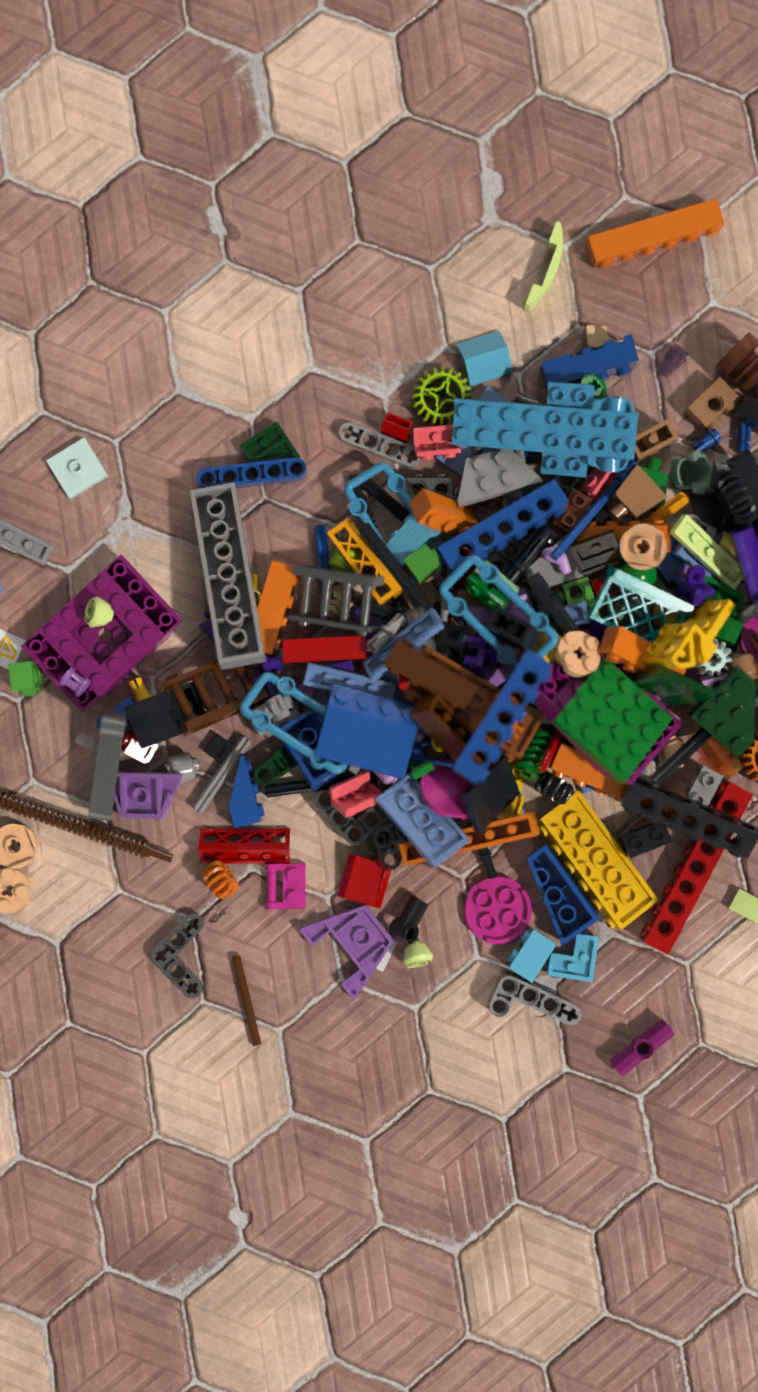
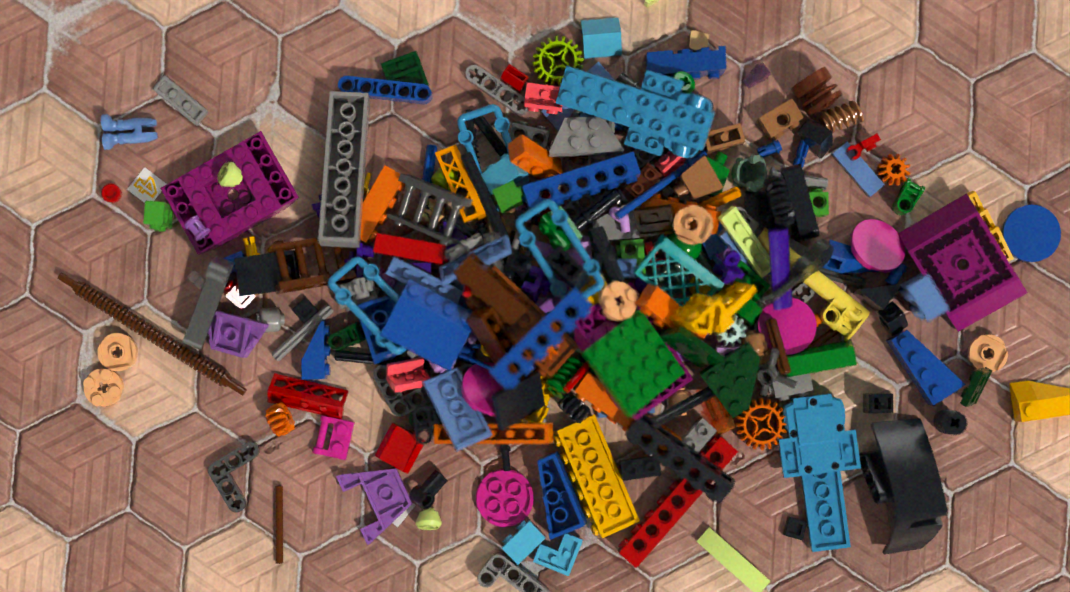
camera: 15 degrees right, 0 degrees up
(77, 468) = (242, 51): light aqua plate -> none
(420, 768) = (465, 366): green tile -> none

